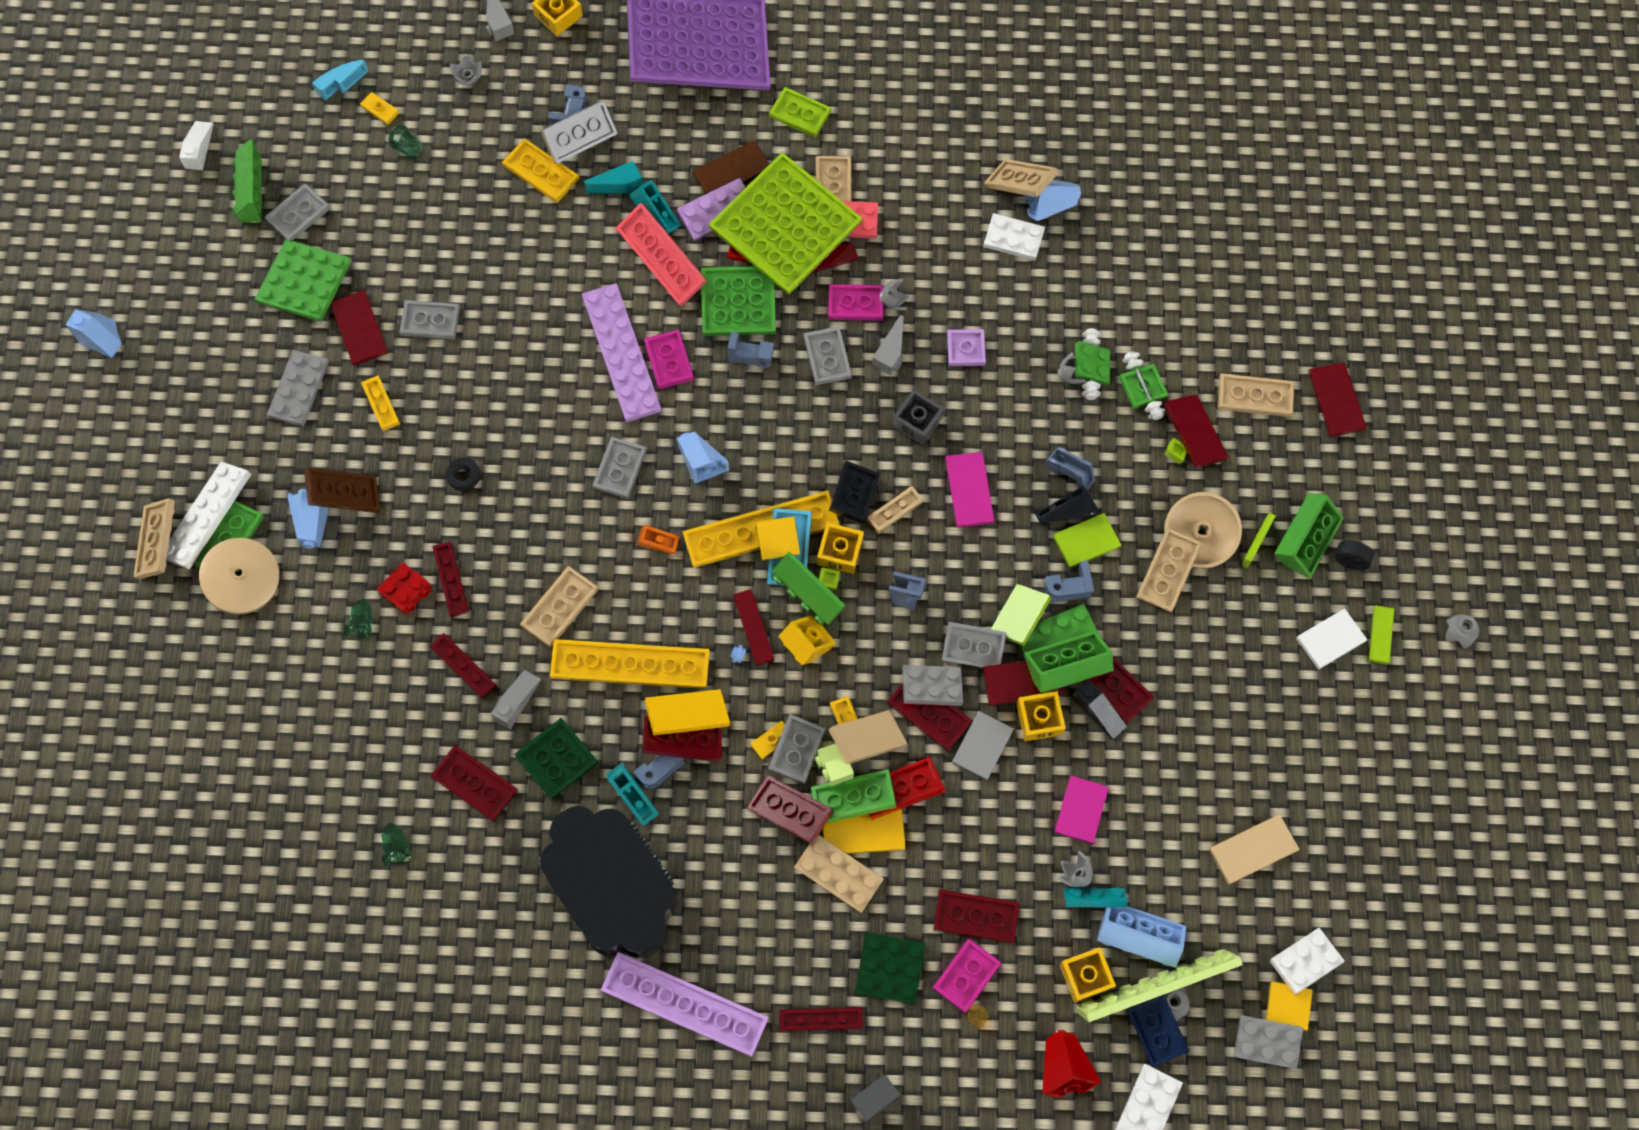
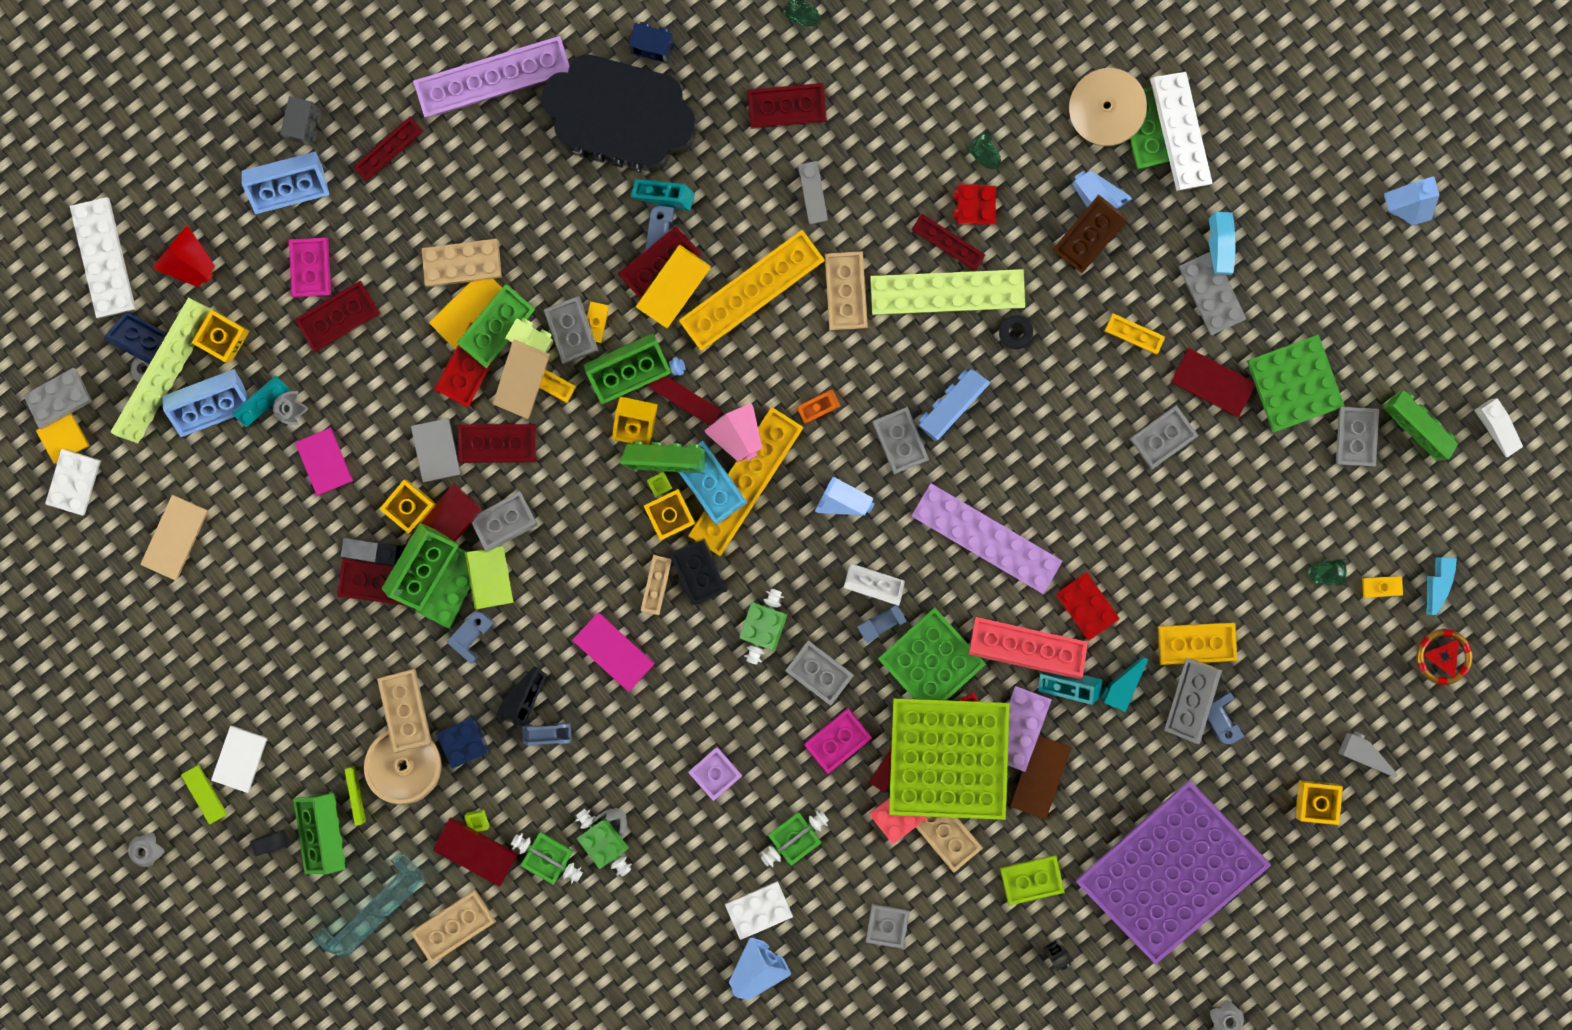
camera: 140 degrees right, 20 degrees up
(154, 539) = (1200, 79): tan plate -> none
(255, 412) = (1222, 242): none -> medium azure slope
(383, 32) = (1444, 657): none -> piece
(463, 666) = (876, 184): dark red tile -> none
(466, 67) = (1346, 684): light grey piece -> none
(485, 544) = (947, 292): none -> yellowish green plate
(533, 917) = (651, 42): none -> dark blue brick
(556, 455) = (956, 401): none -> light blue slope
(556, 758) = (742, 173): dark green plate -> none
(593, 252) = (1087, 606): none -> red plate
(668, 359) = (943, 564): dark pink tile -> none
(731, 379) = (874, 584): none -> white tile
(736, 563) = (737, 433): none -> bright pink slope
(777, 538) = (721, 479): yellow tile -> none
(777, 682) = (627, 368): none -> bright green slope
(790, 809) = (535, 278): tile -> none
(825, 49) = (1058, 954): none -> black slope
(839, 417) = (763, 626): none -> bright green plate
(889, 353) = (771, 718): light grey slope -> none
(890, 968) = (368, 226): dark green plate -> none
(892, 297) = (811, 769): light grey piece -> none
(907, 590) = (585, 521): sand blue piece -> none
(918, 417) = (700, 677): dark grey brick -> none
(929, 159) = (887, 926): none -> light grey tile
(930, 1062) = (285, 182): none -> light blue slope
(932, 685) = (510, 464): light grey plate -> none
(945, 261) = (794, 838): none -> bright green plate
(977, 1015) = (278, 244): clear yellow plate -> none
(1021, 177) = (791, 964): tan tile -> none
(1087, 540) = (488, 685): lime tile -> none
(1141, 512) = (463, 742): none -> dark blue brick
(1259, 459) = (372, 915): none -> clear light blue piece
(1337, 399) = (385, 977): dark red tile -> none

